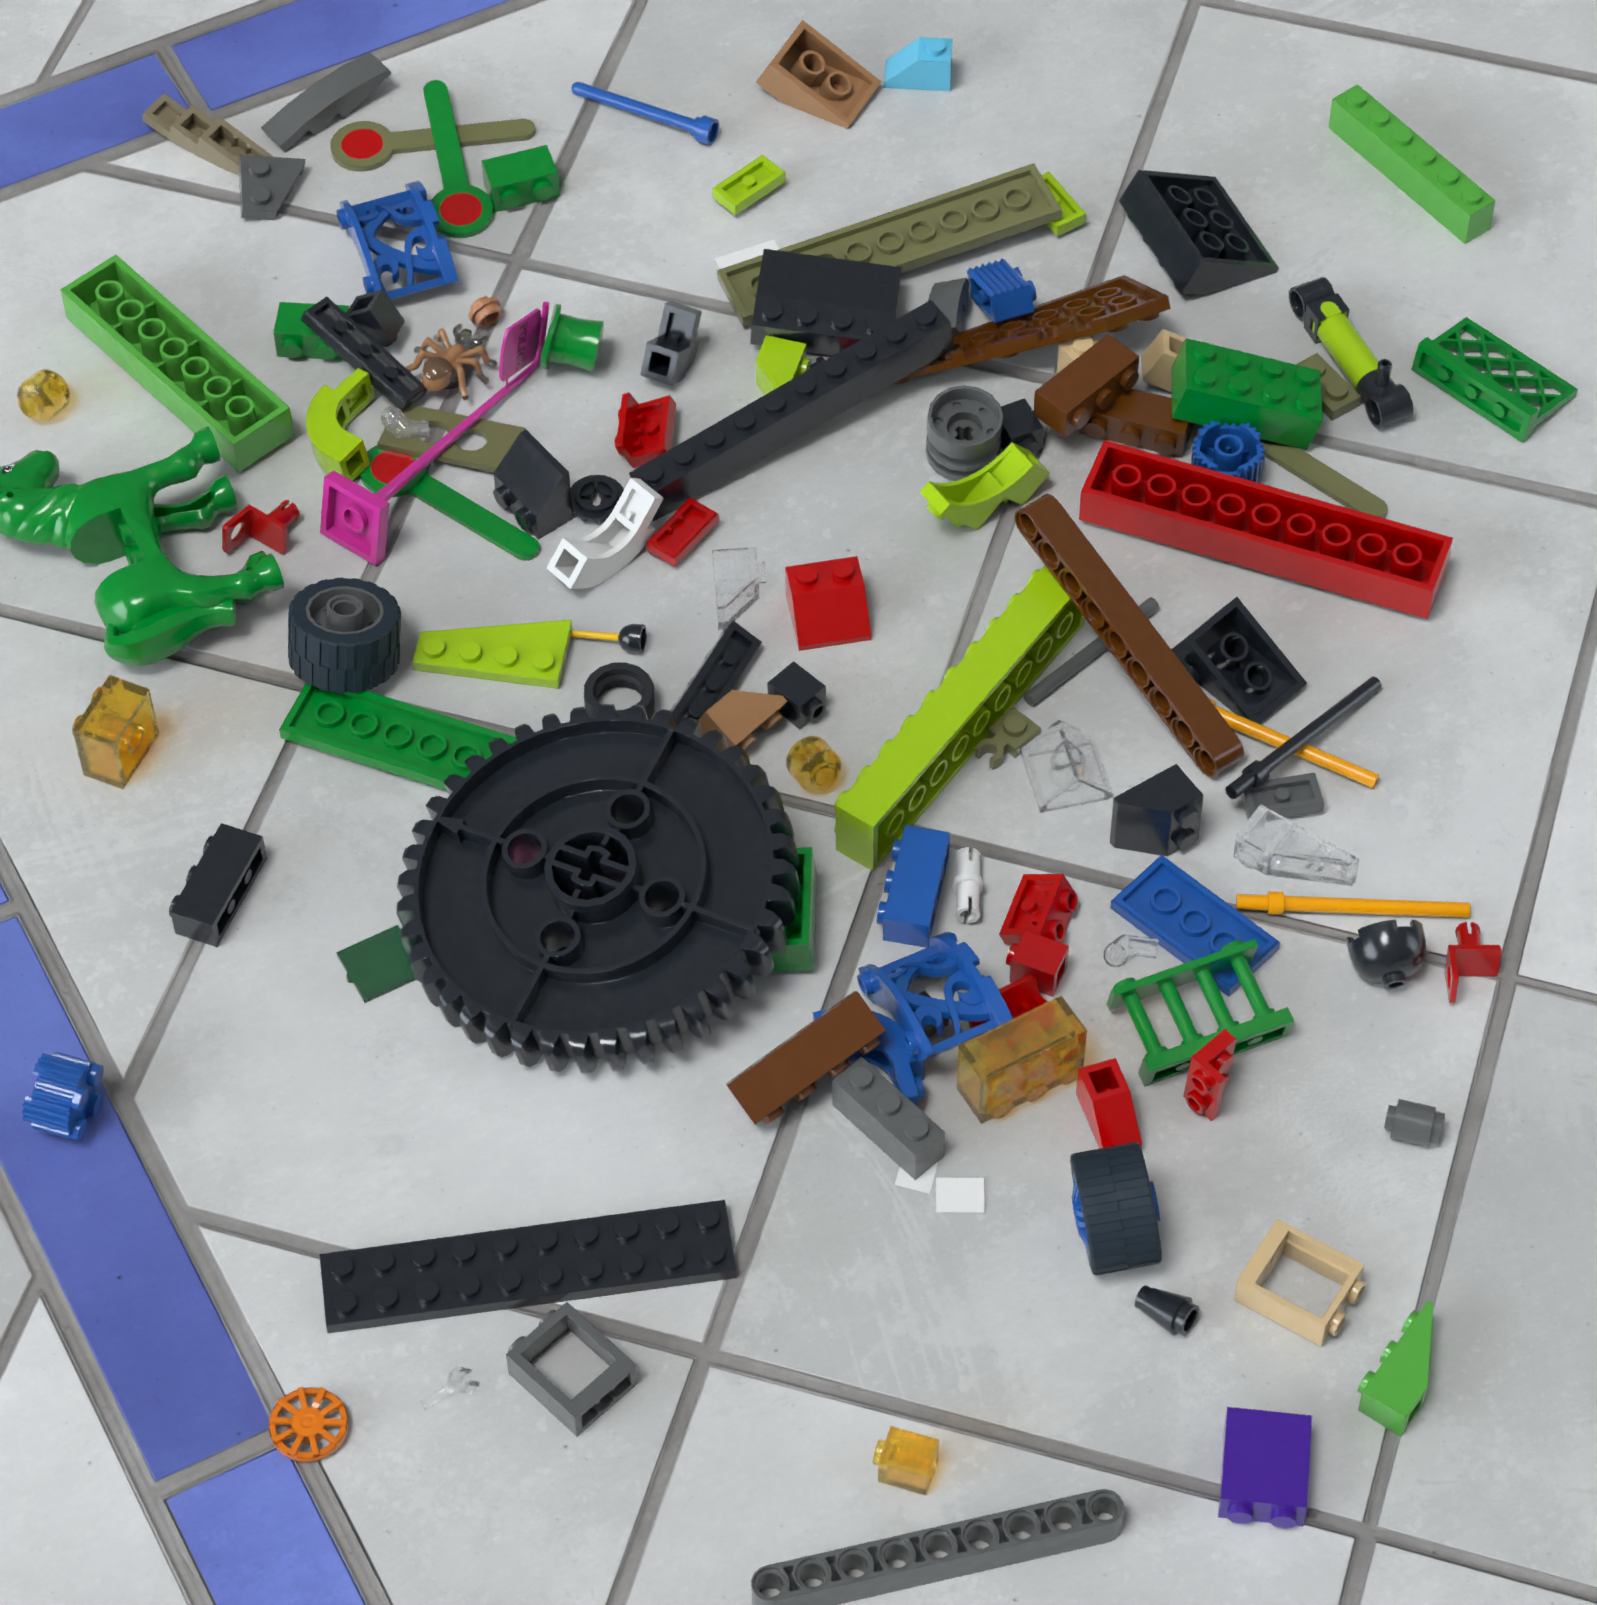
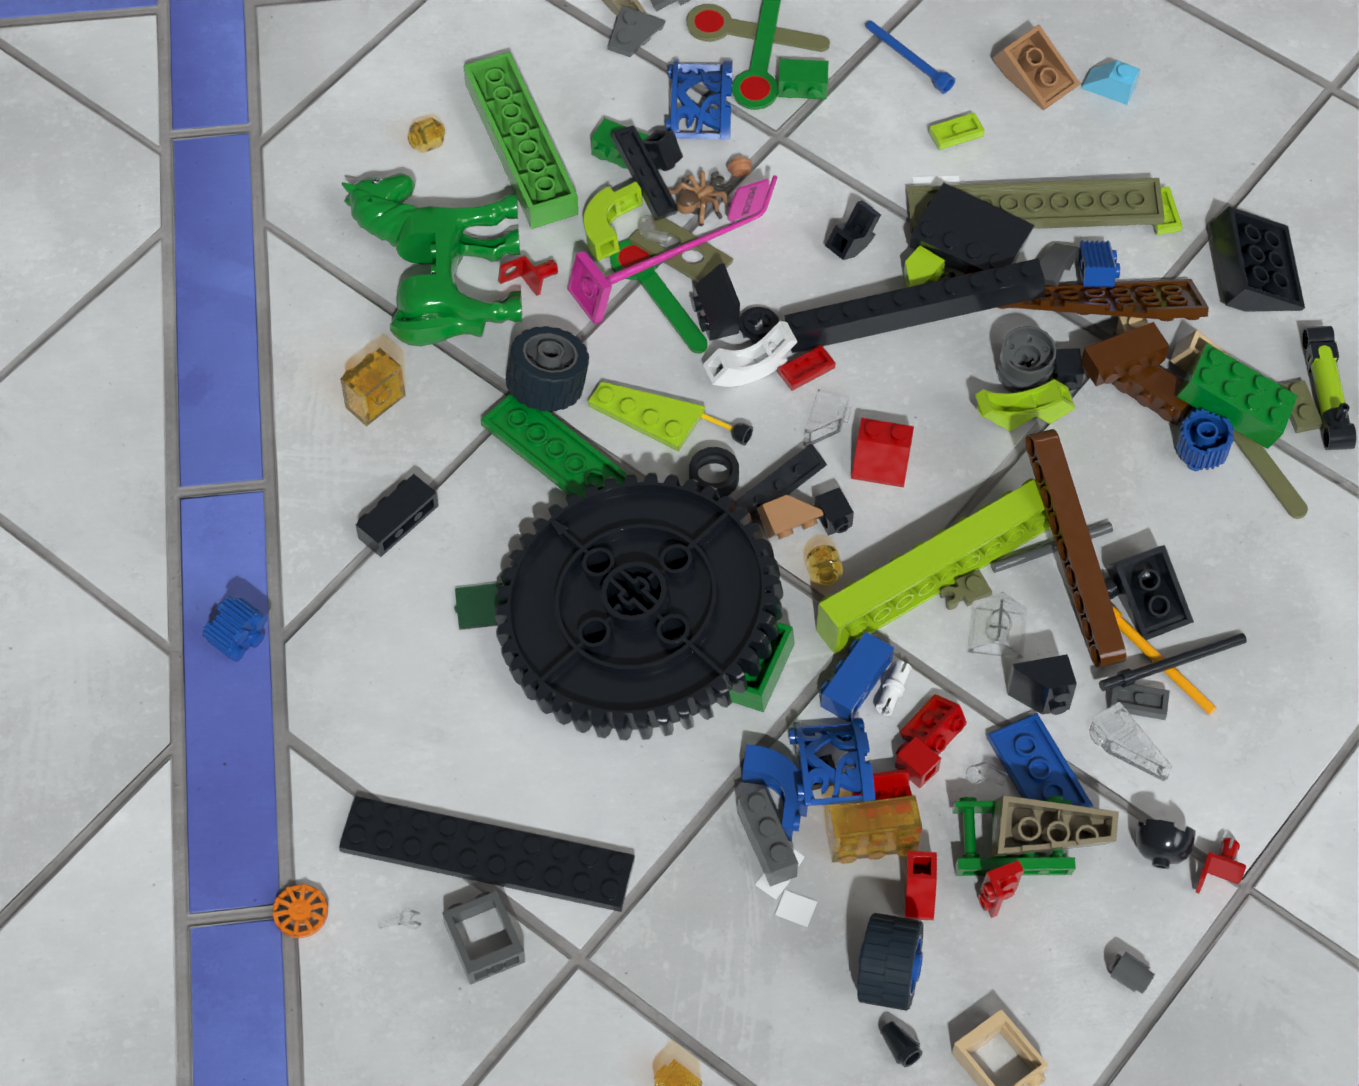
camera: 20 degrees right, 5 degrees up
(572, 341) = (786, 207): green piece -> none
(644, 428) = (811, 285): red bracket -> none
(806, 1057) = (725, 776): reddish brown brick -> none
(1237, 978) = (1043, 826): none -> dark tan wedge
(1265, 528) = (1211, 500): red brick -> none
(1277, 903) = (1102, 776): light orange bar -> none

